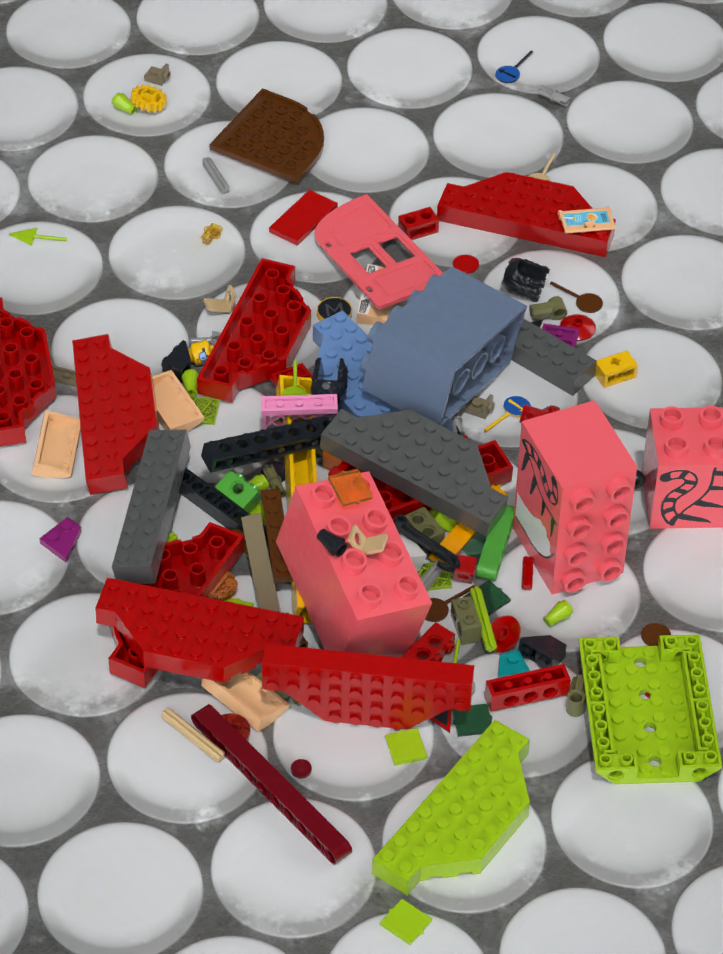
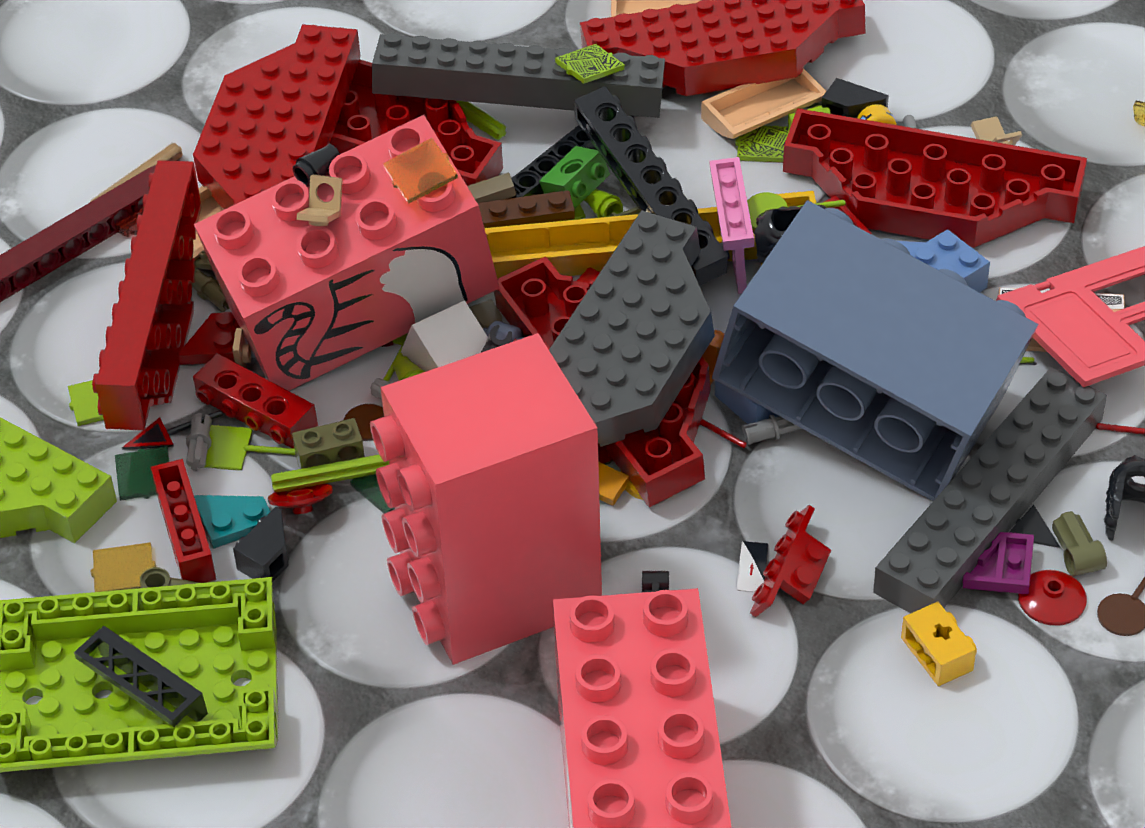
camera: 90 degrees right, 0 degrees up
(62, 538) = (493, 28): magenta wing -> none
(163, 459) = (589, 63): none -> lime piece
(301, 768) = (70, 291): dark red piece -> none
(332, 306) = (1013, 269): black tile -> none
(480, 407) = (817, 461): dark tan bracket -> none
(512, 406) = (832, 511): blue piece -> none
(551, 726) = (121, 566): none -> clear yellow piece
(560, 612) = (351, 570): lime cone -> none
(651, 633) = (306, 711): reddish brown piece -> none
(654, 690) = (147, 671): none -> black fence

